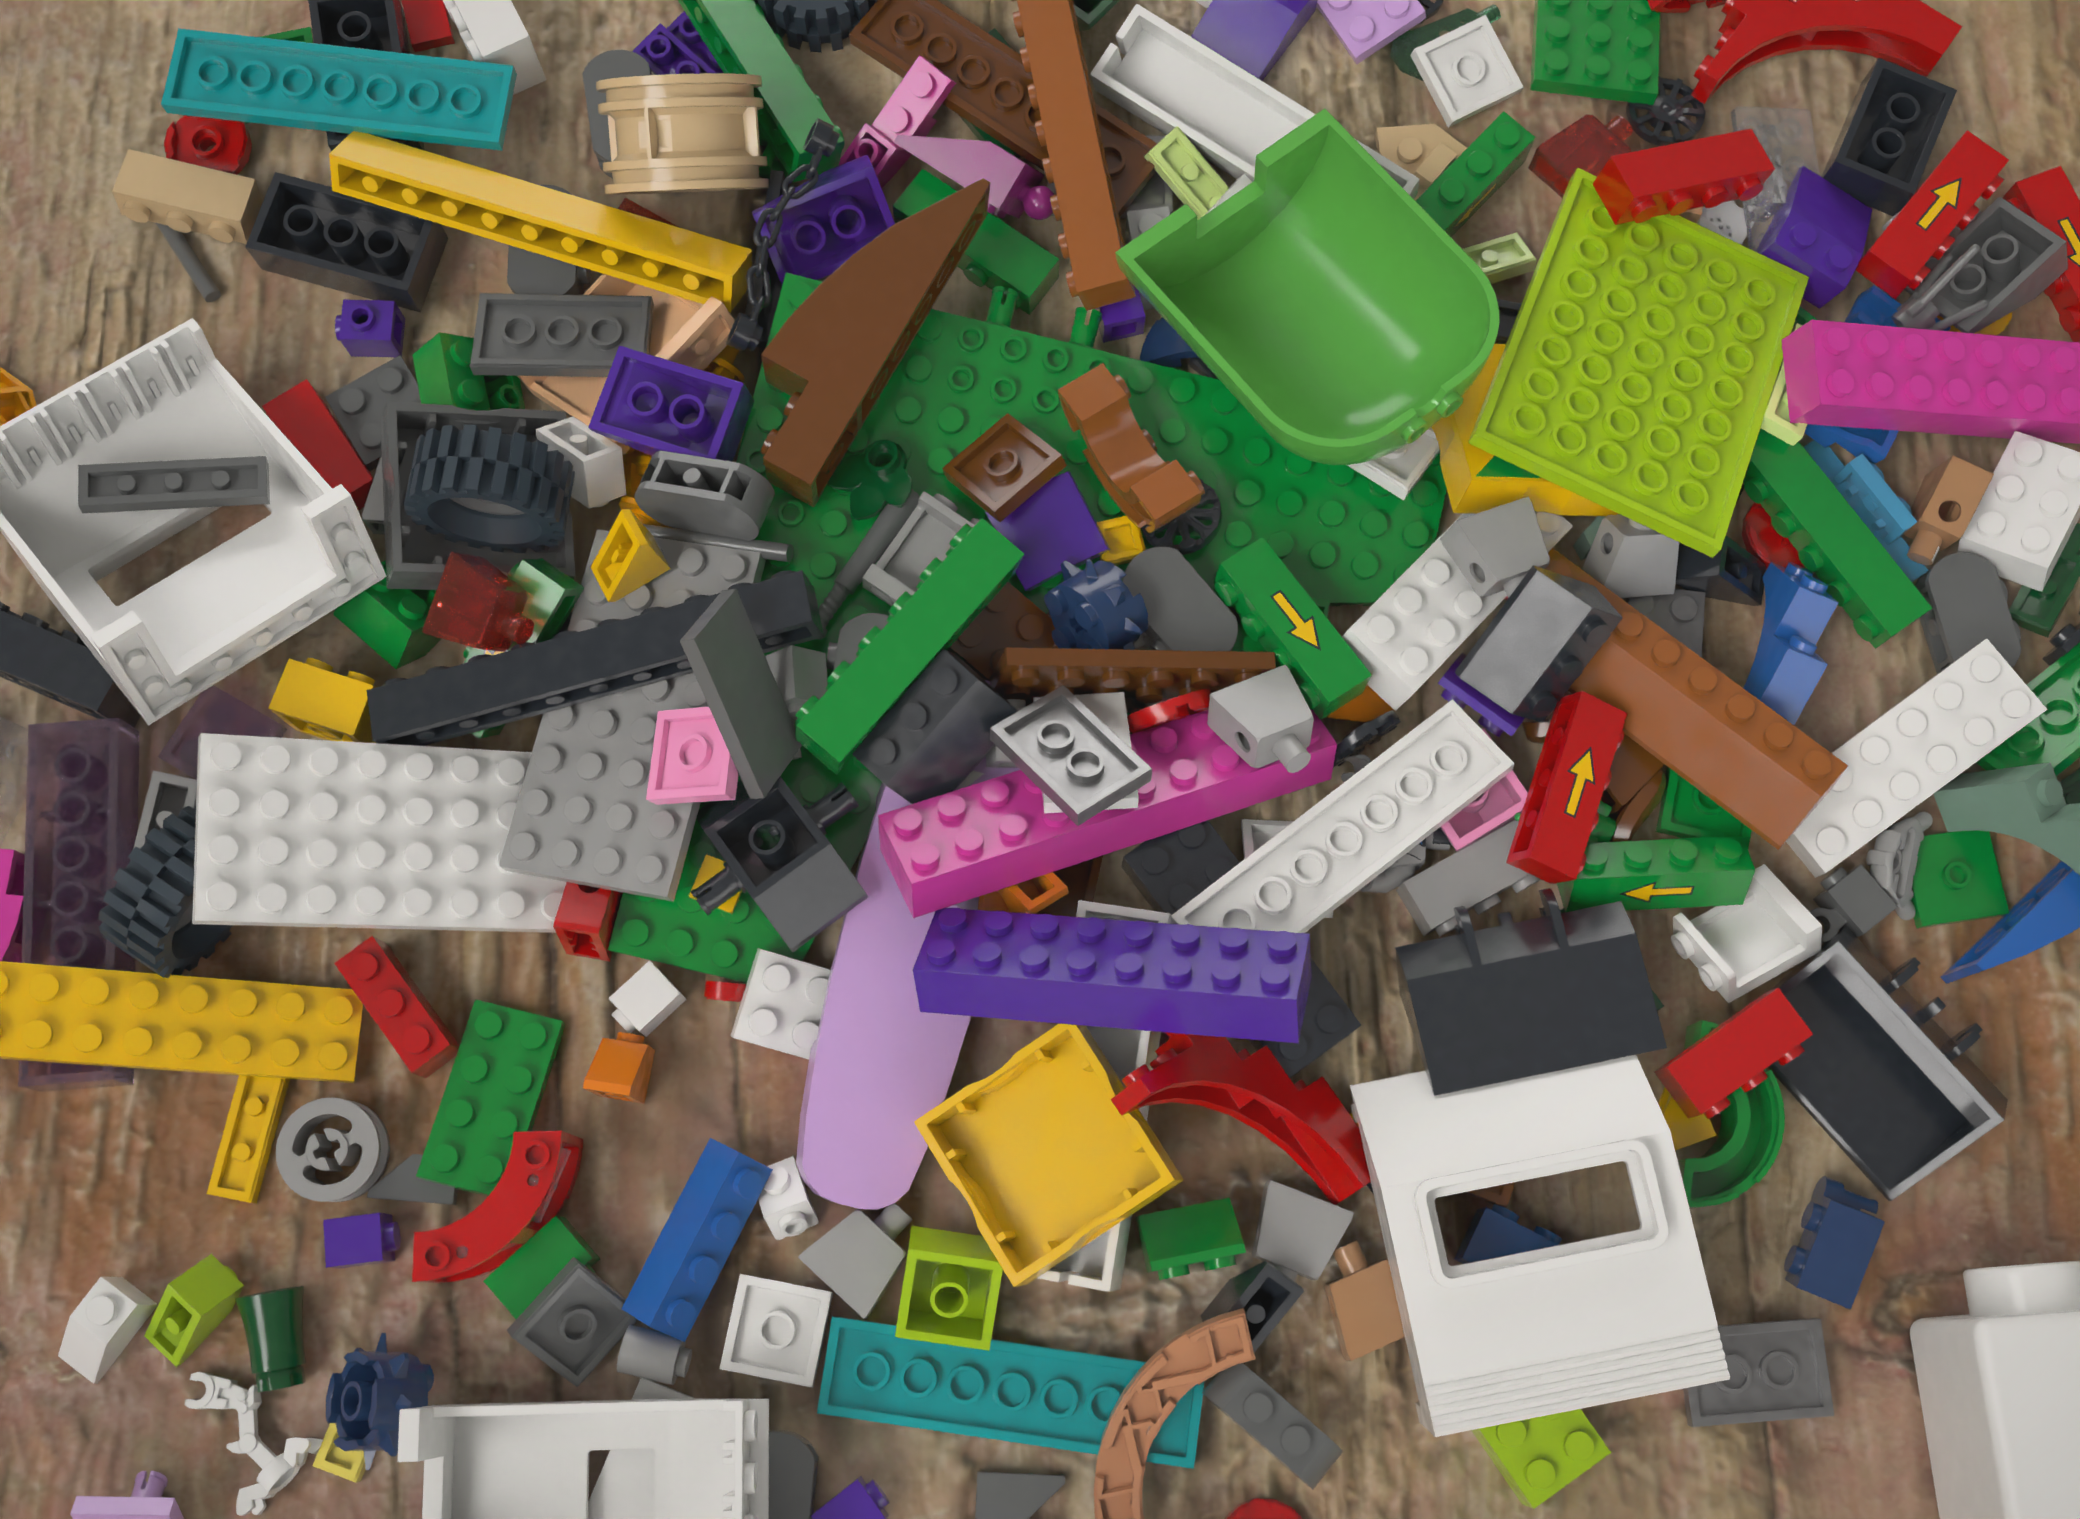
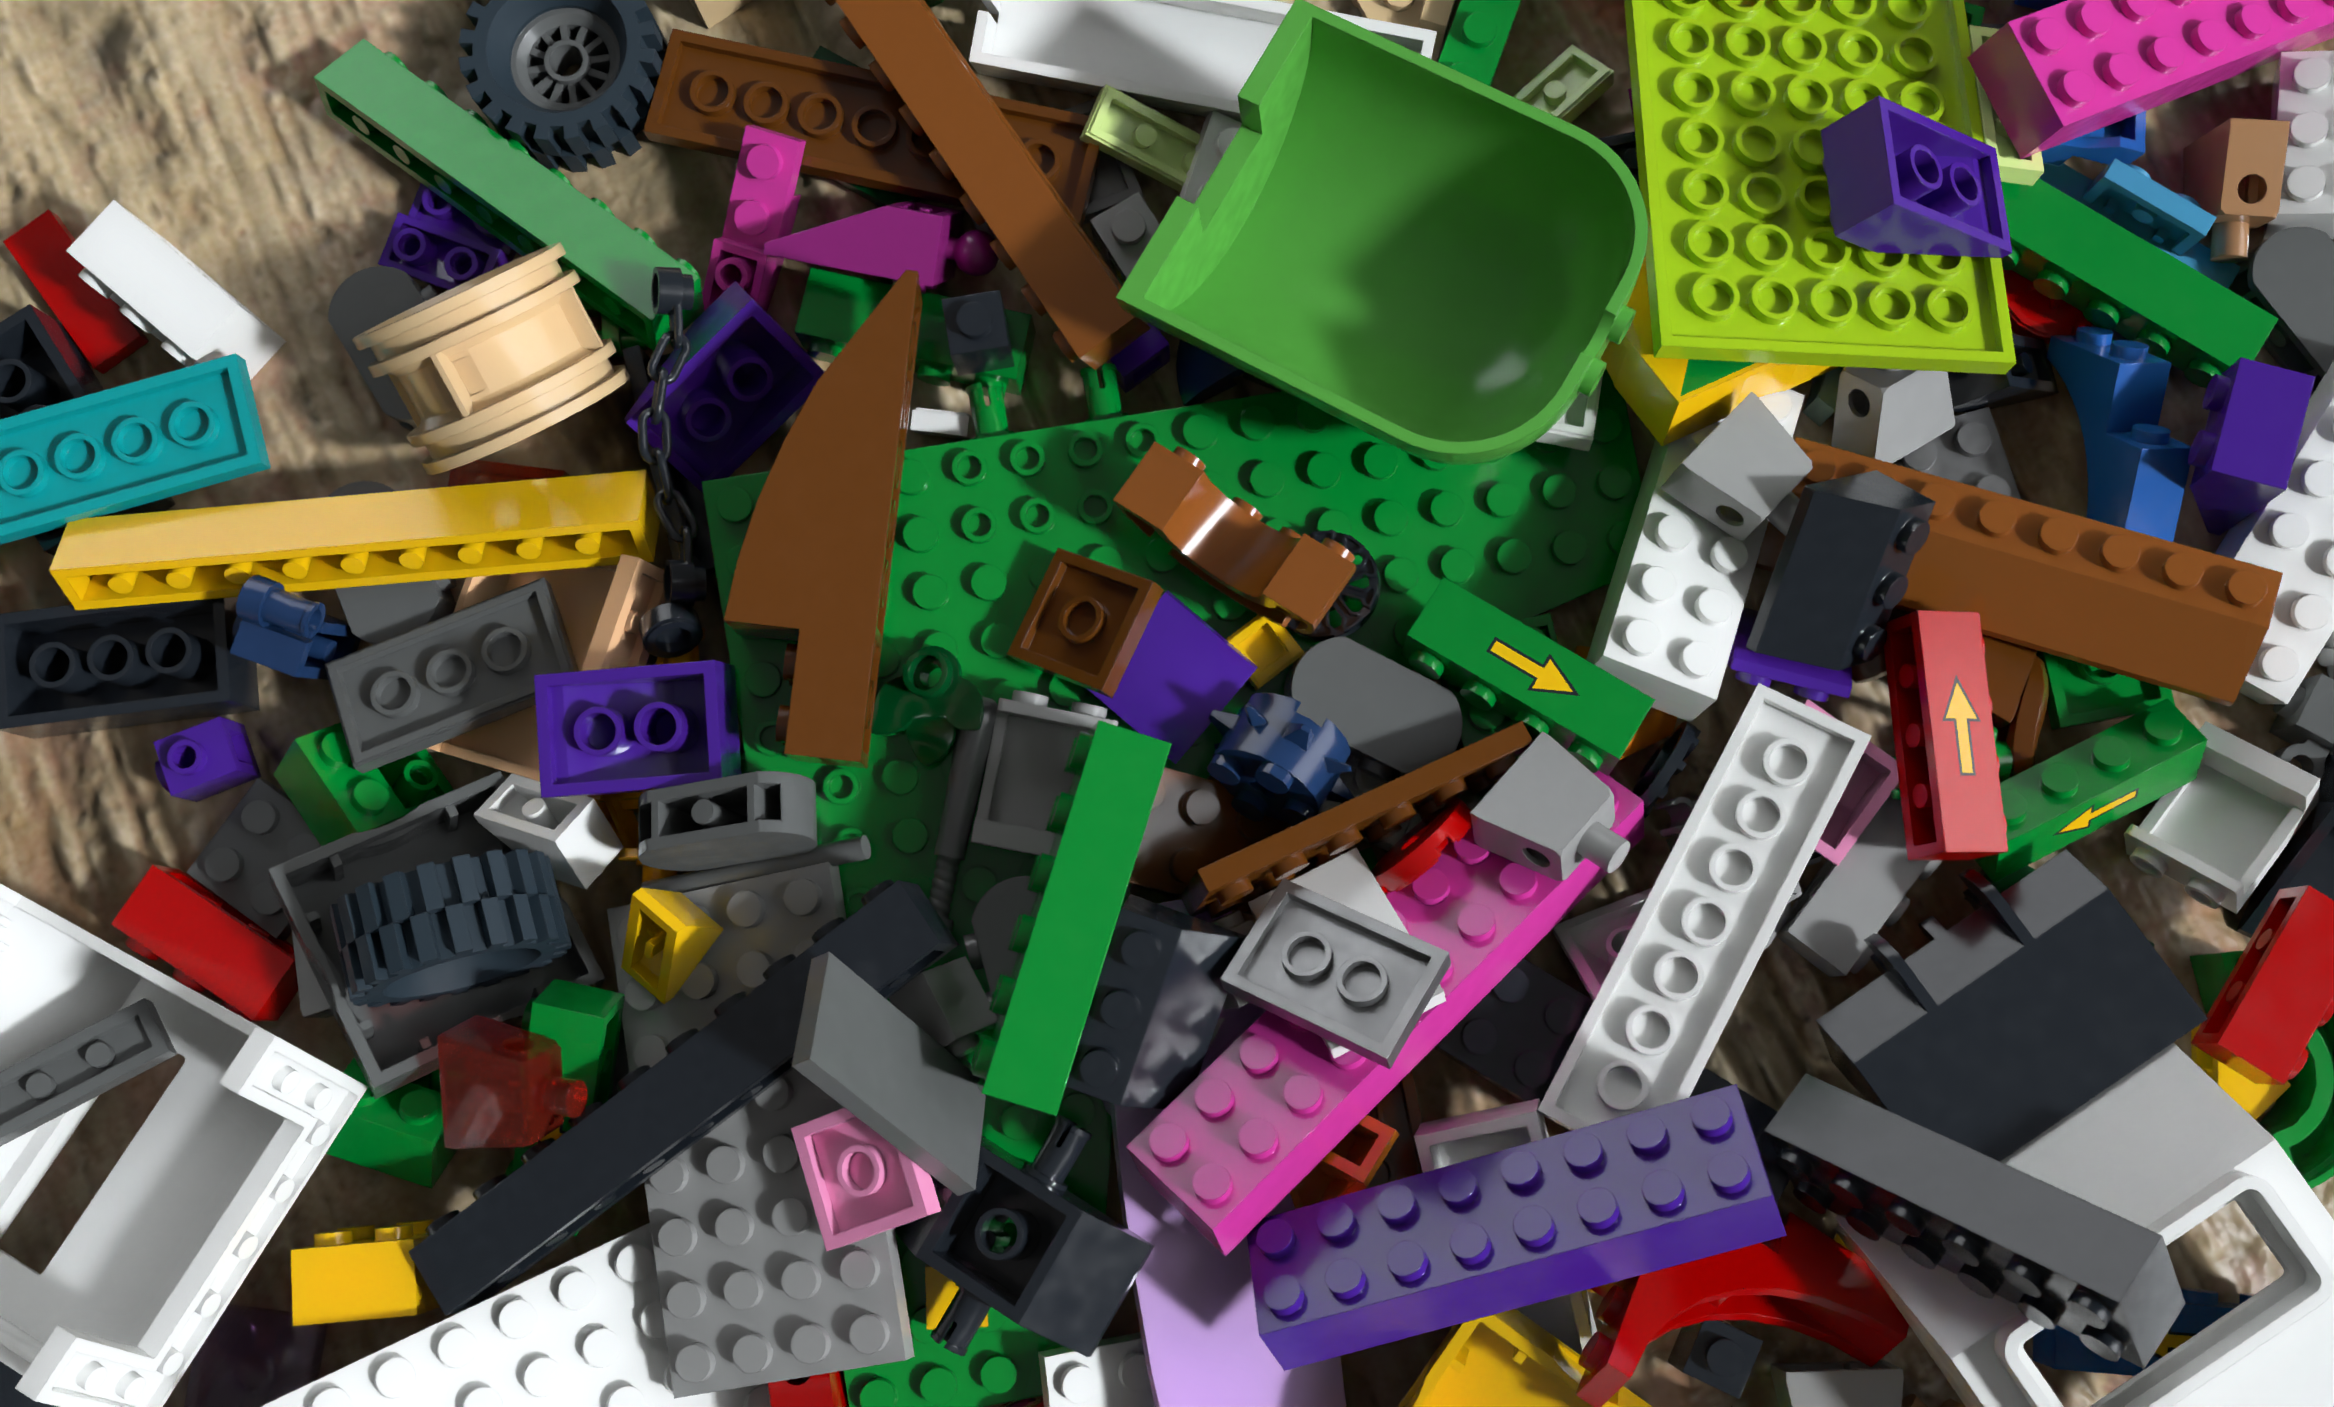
camera: 15 degrees left, 5 degrees up
(466, 259) = (288, 630): none -> dark blue hinge
(722, 358) = (670, 630): none -> black tile
(963, 305) = (942, 423): none -> white tile
(1016, 253) = (978, 332): none -> black brick
(1228, 1149) = (1716, 1355): none -> black brick
(1438, 1097) = (1979, 1220): none -> black brick
(1700, 403) = (1913, 185): none -> dark purple slope
(1864, 673) = (2247, 440): none -> dark purple slope

